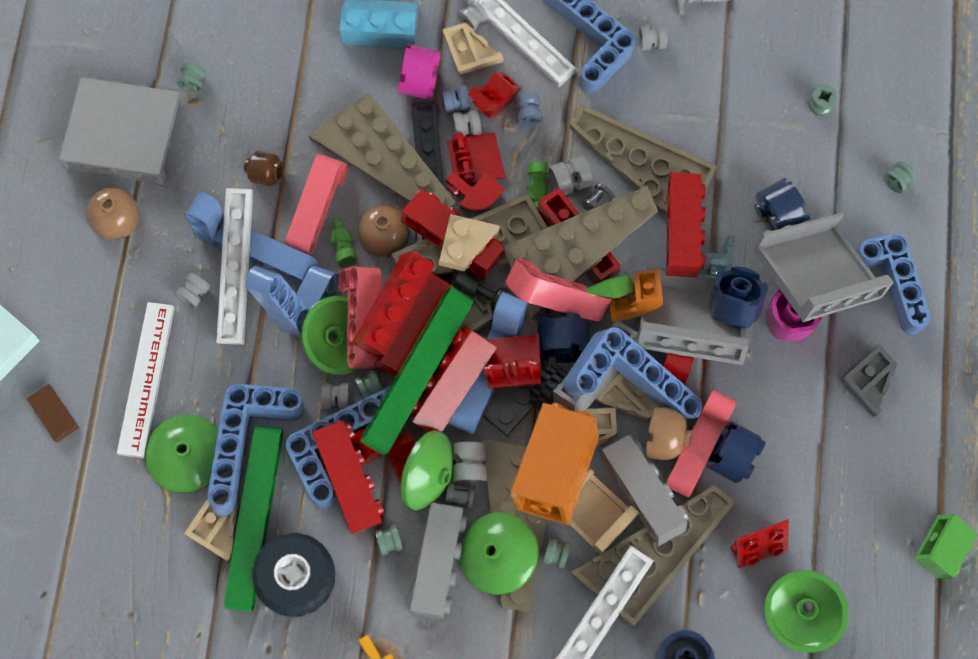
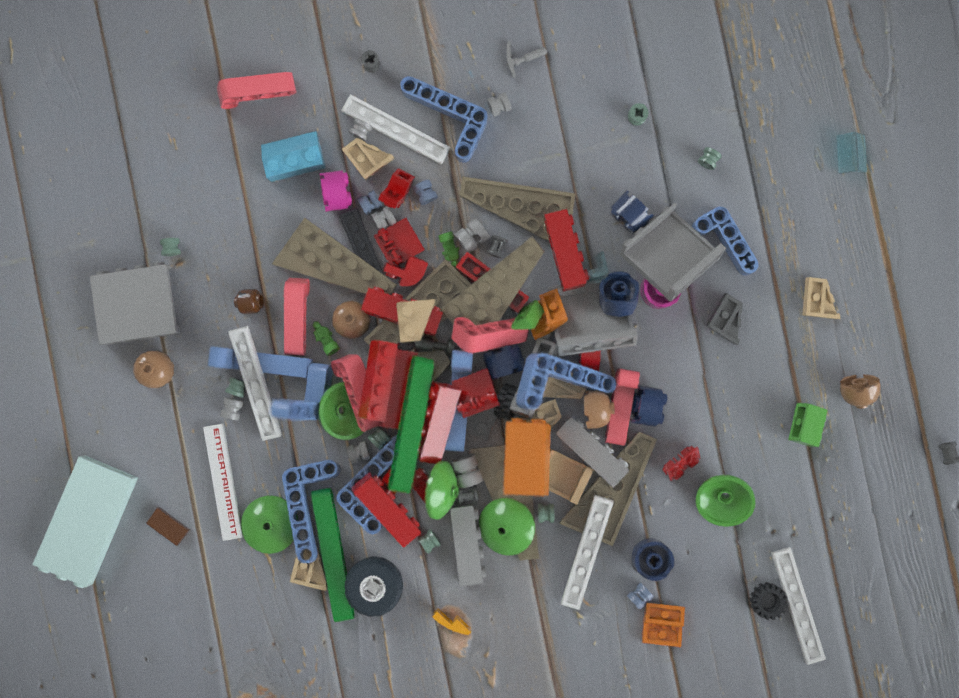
camera: 15 degrees left, 15 degrees up
(208, 266) = (236, 387): none -> sand green wheel

